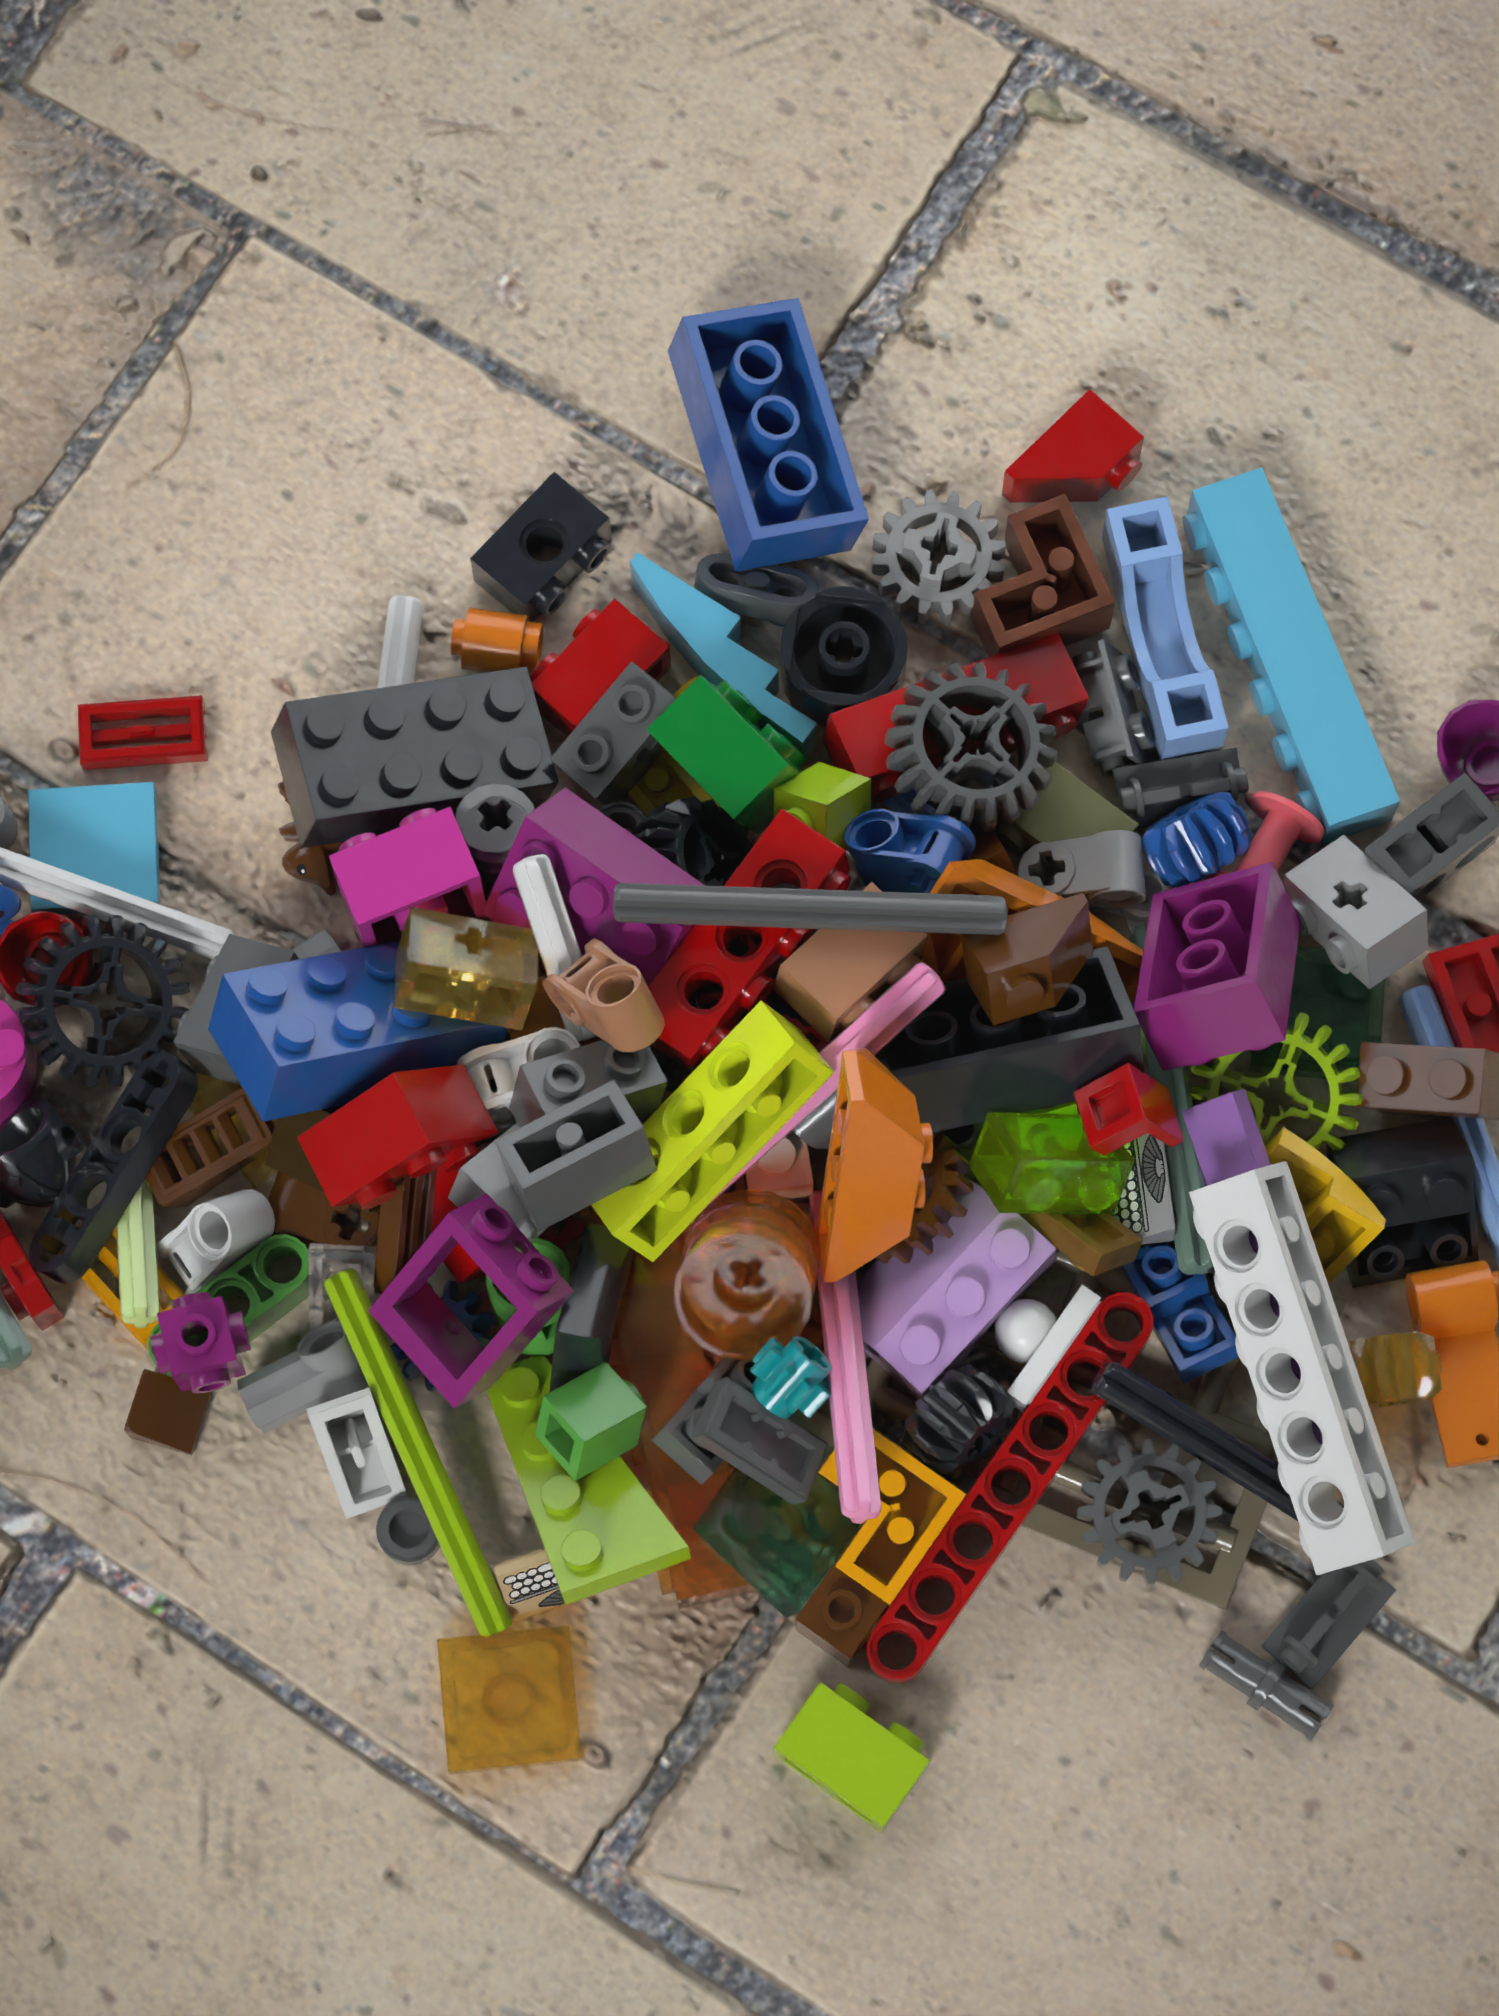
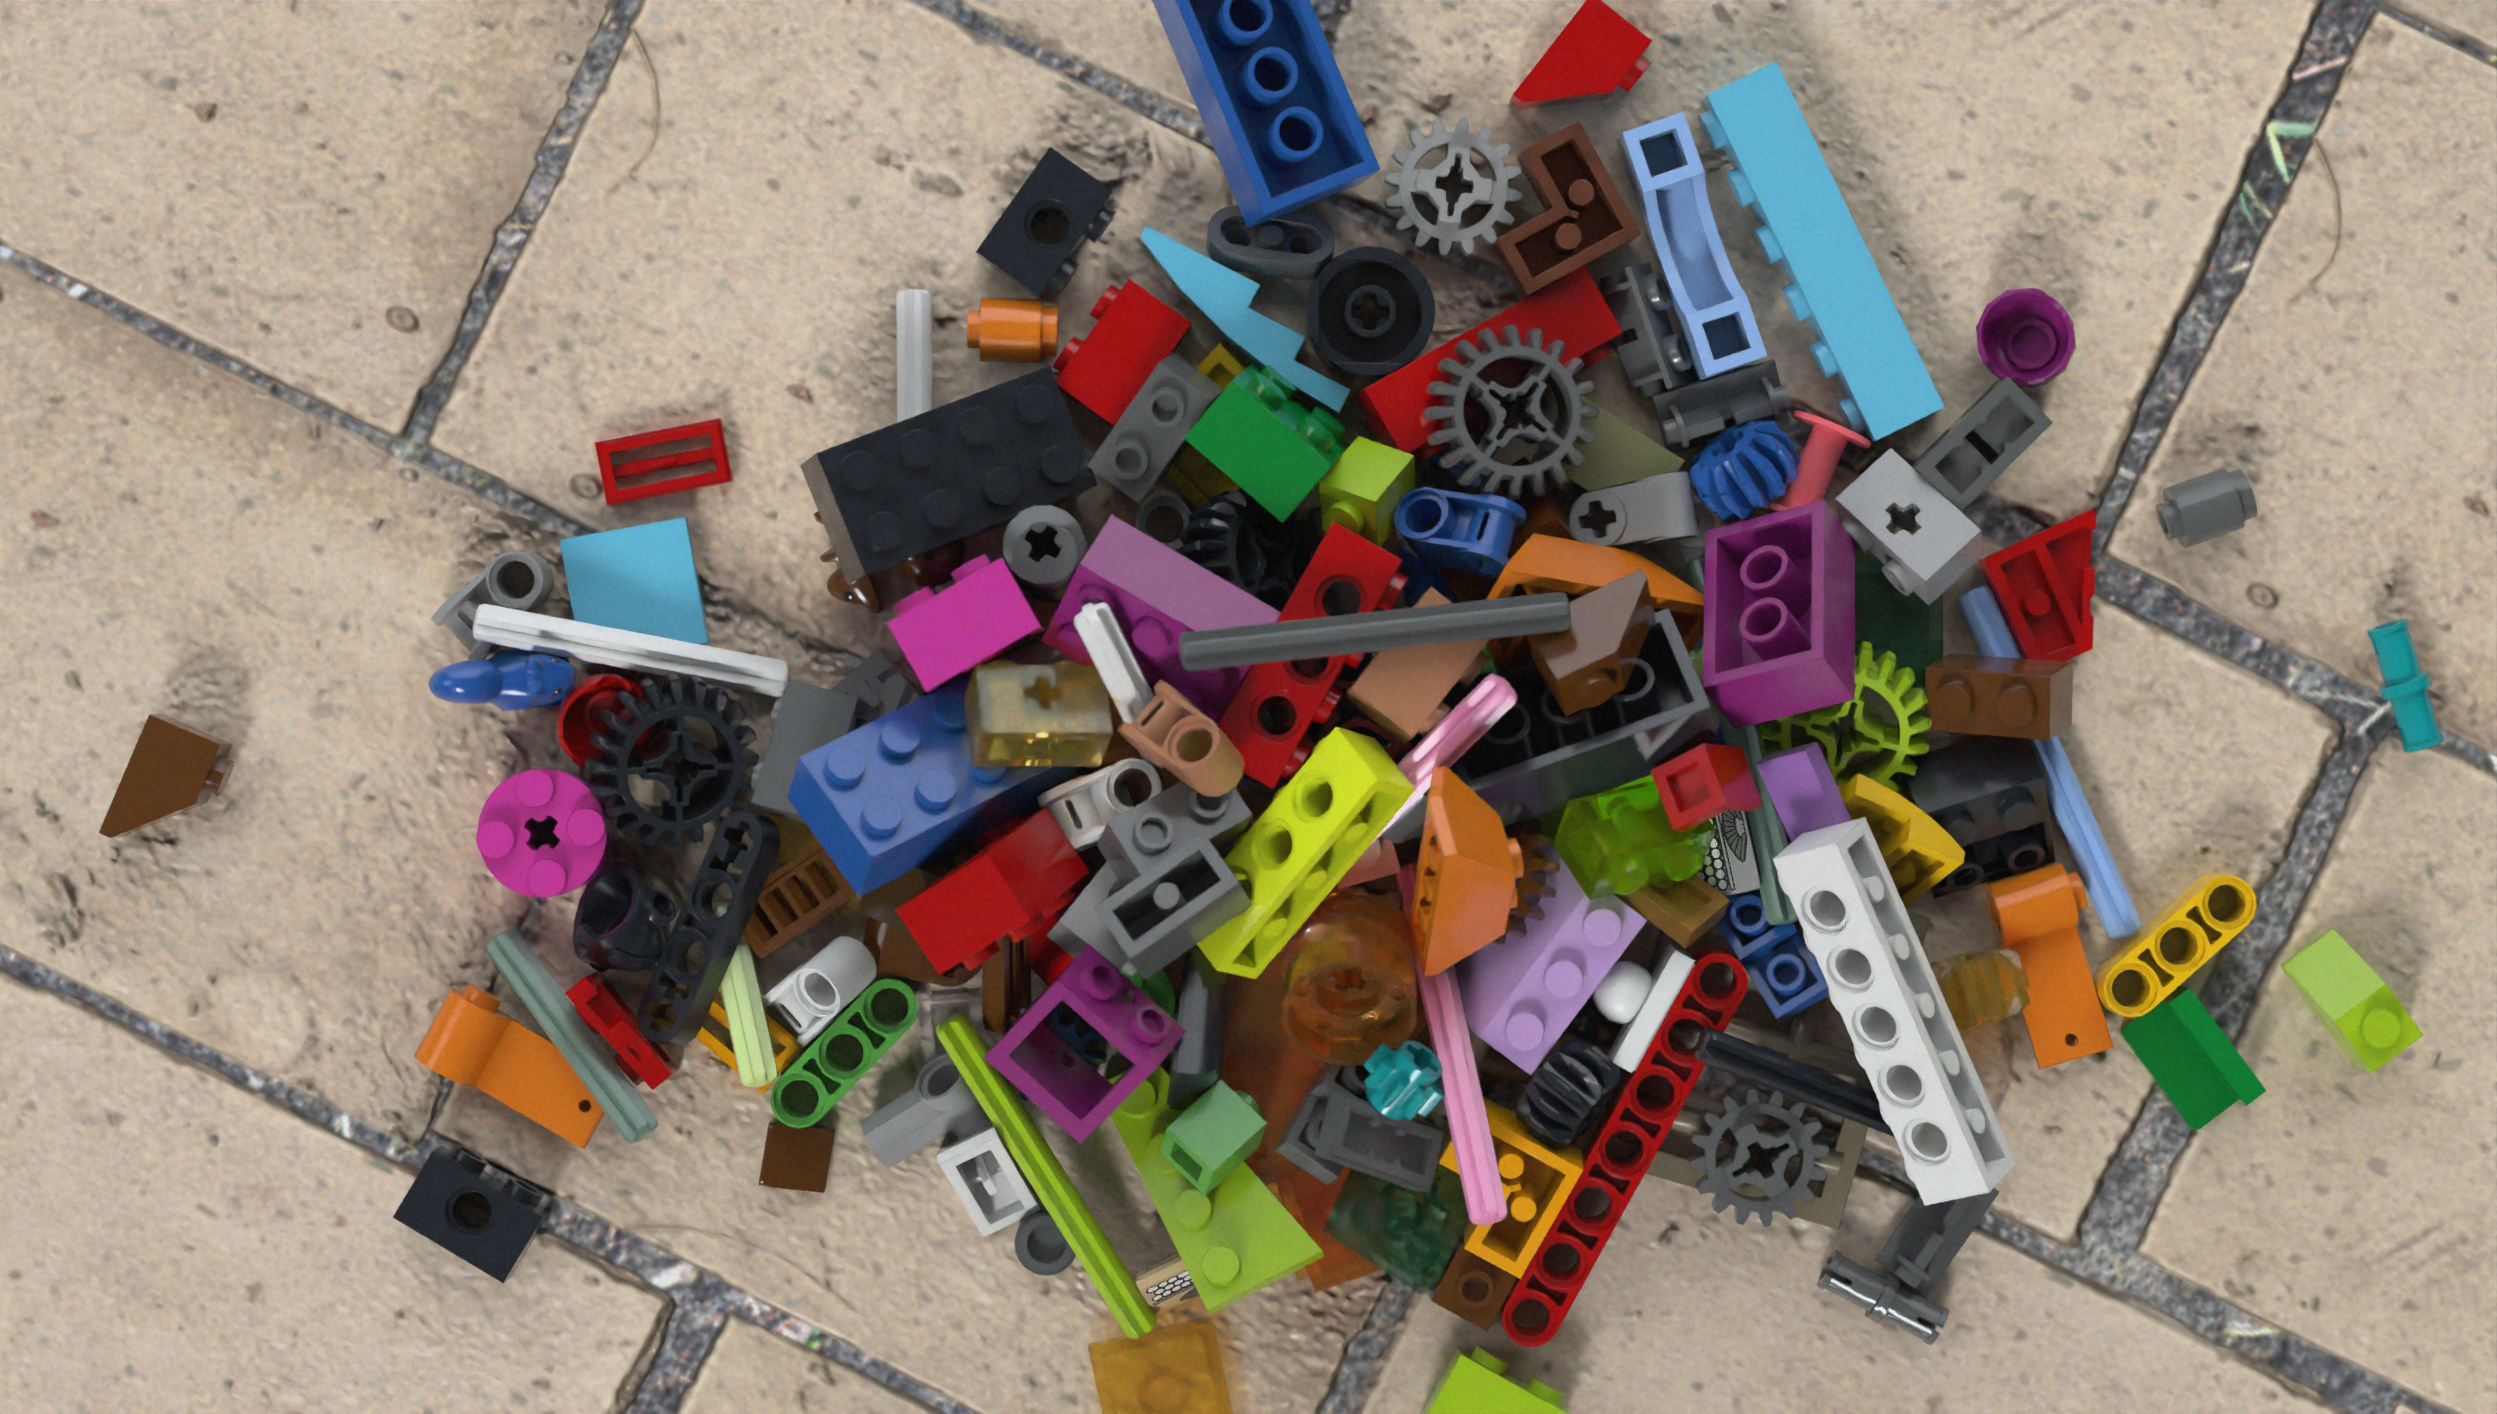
camera: 10 degrees left, 15 degrees up
(207, 1365) = (846, 1092): magenta brick -> none

